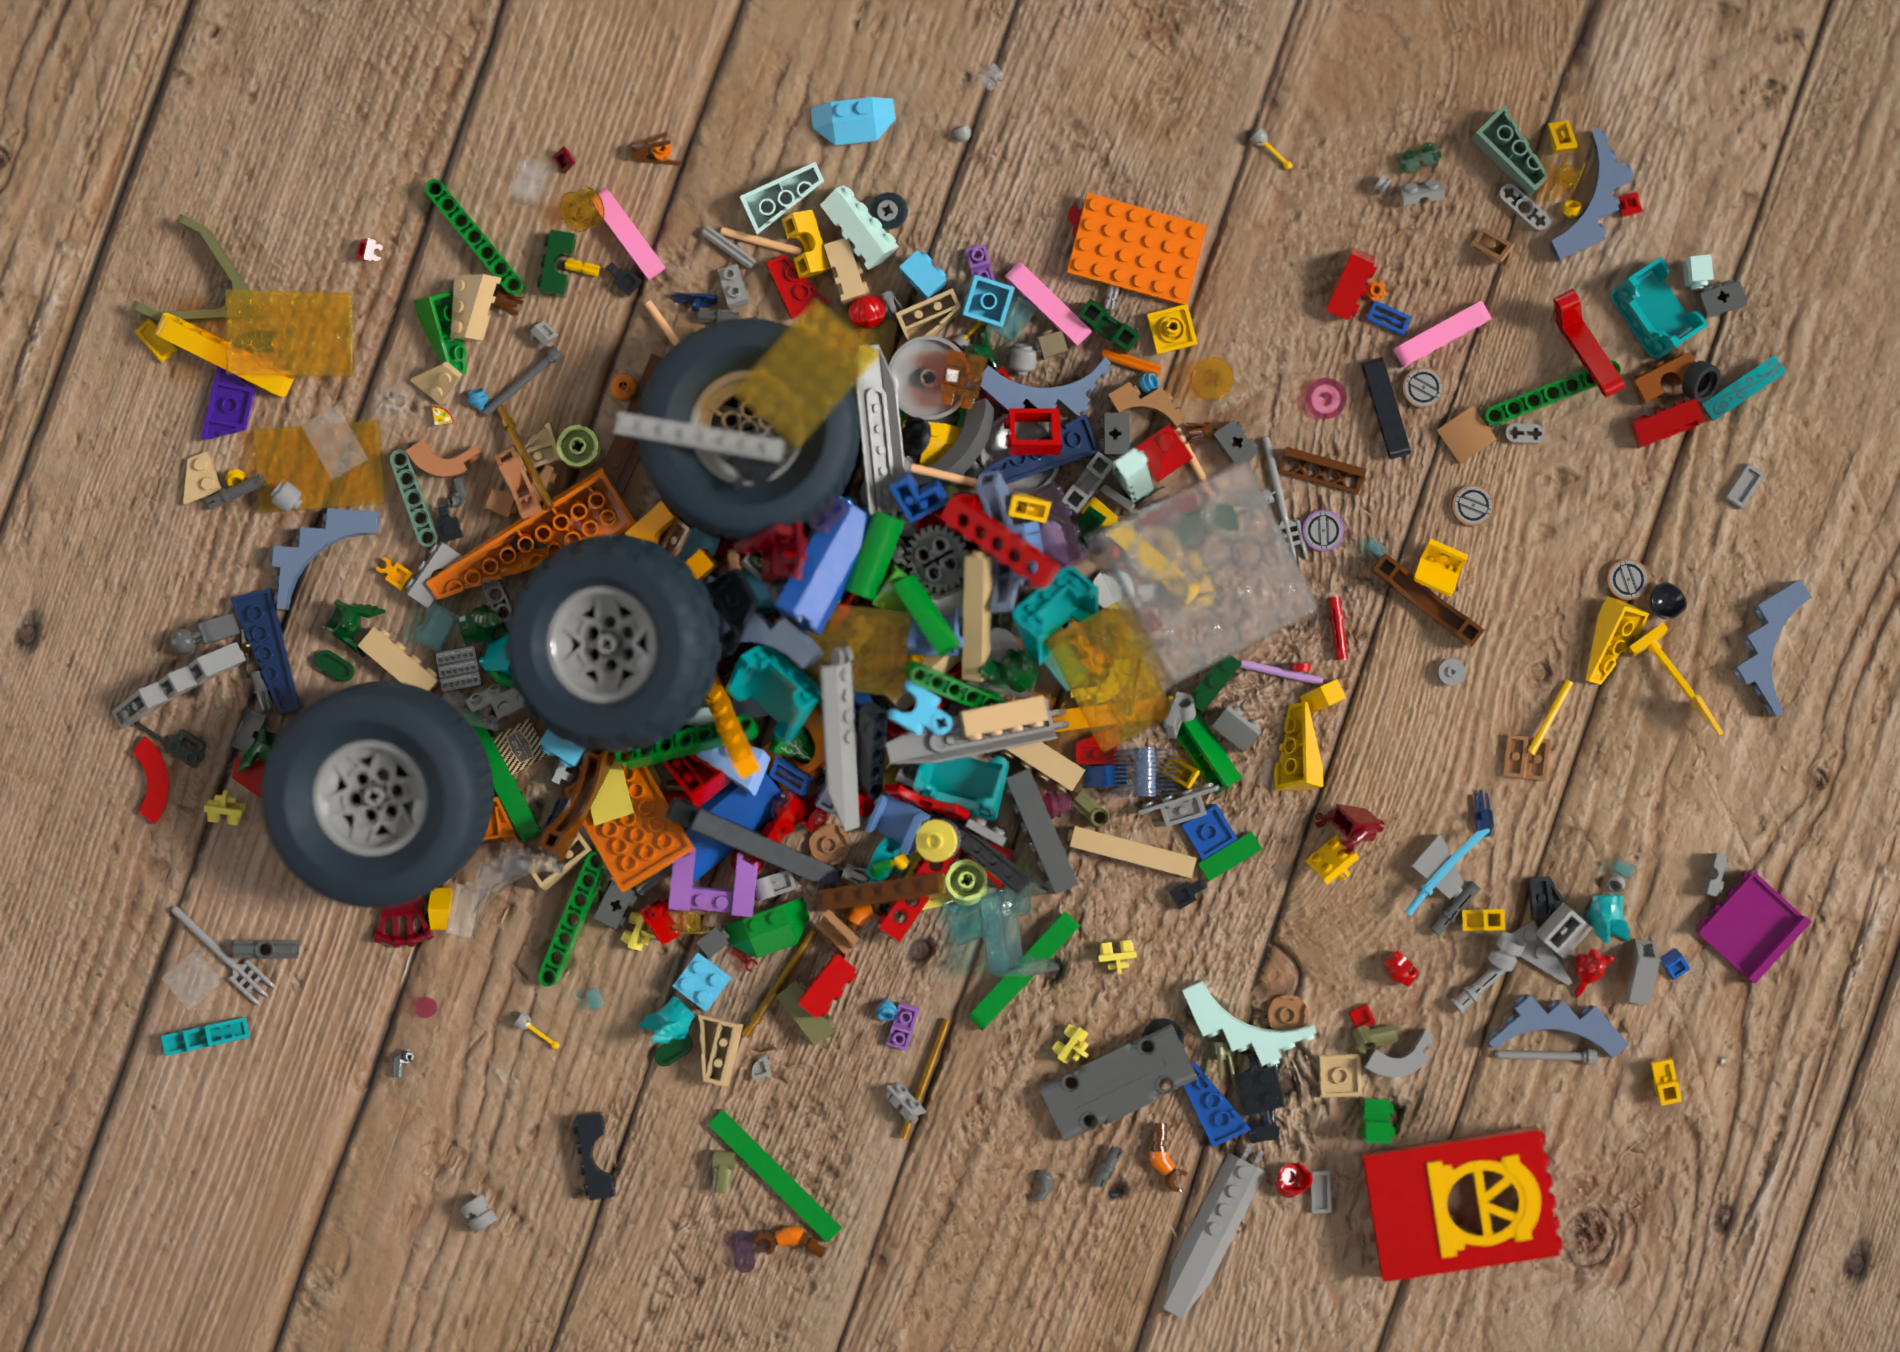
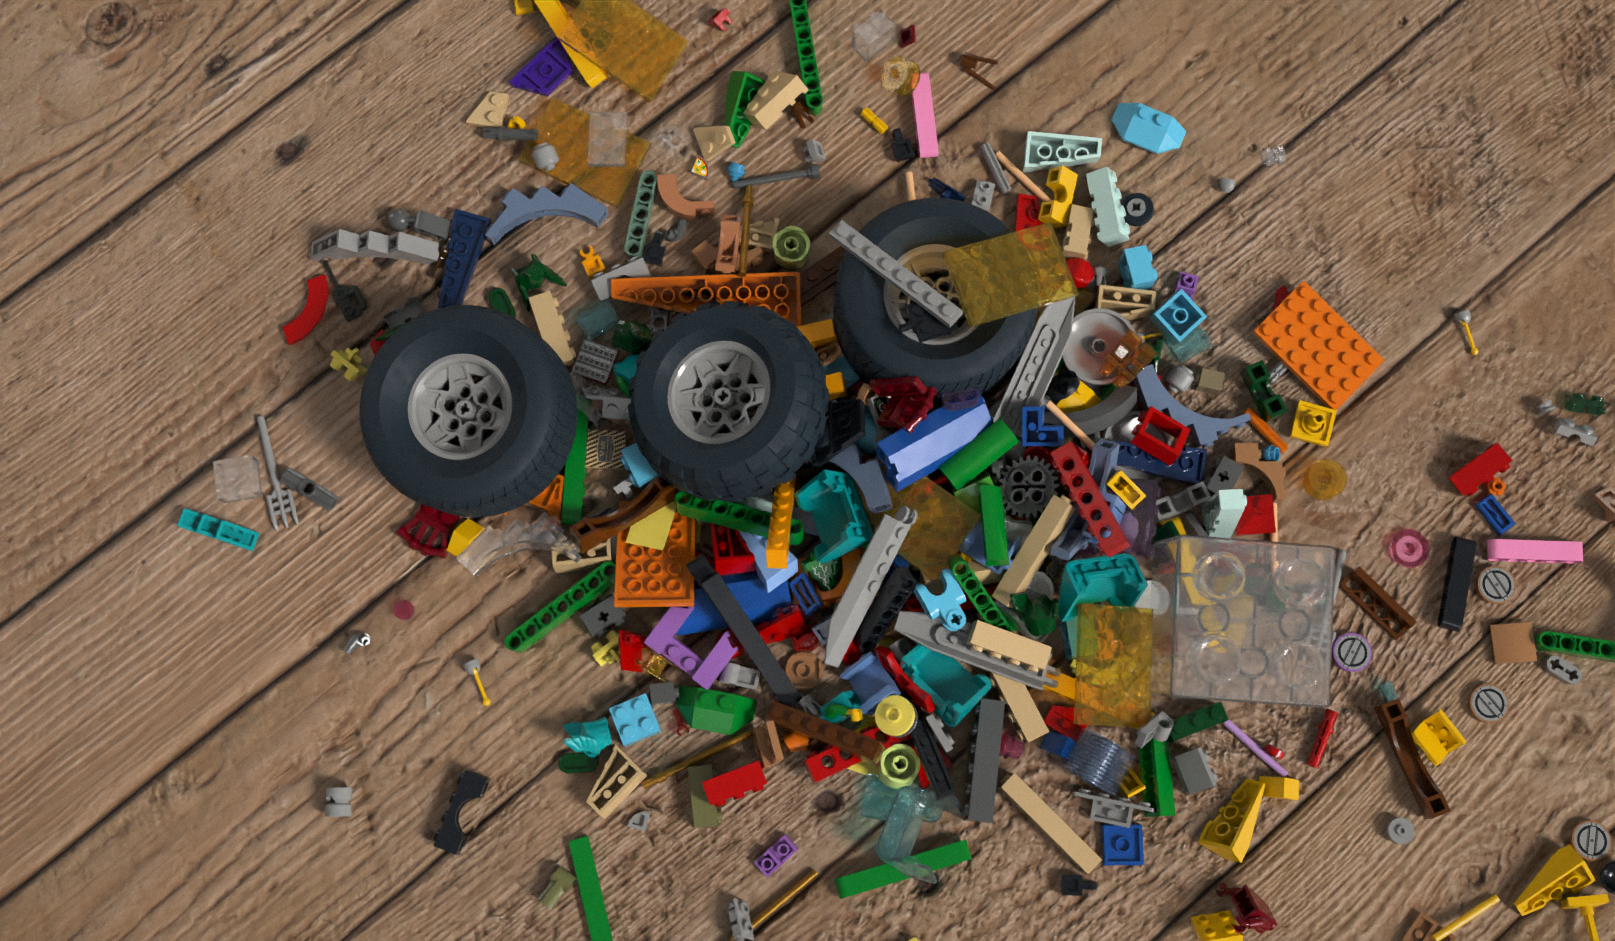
camera: 25 degrees right, 10 degrees down
(261, 691) = (434, 291): dark grey axle -> none
(558, 245) = (865, 94): dark green arch -> none
(594, 998) = (541, 682): clear light blue hinge -> none
(630, 391) = (855, 220): orange head -> none
(648, 883) = (647, 614): light grey axle -> none
(661, 155) = (985, 70): orange plate -> none
(886, 1010) = (770, 834): dark azure plate -> none
(1048, 304) = (1224, 349): bright pink beam -> none
(1089, 808) = (1034, 766): olive piece -> none
(1107, 954) = (981, 897): light yellow hips -> none
(1200, 431) = (1298, 516): reddish brown piece -> none
(1225, 436) = (1316, 530): dark grey brick -> none
(1230, 856) = (1129, 875): green tile -> none

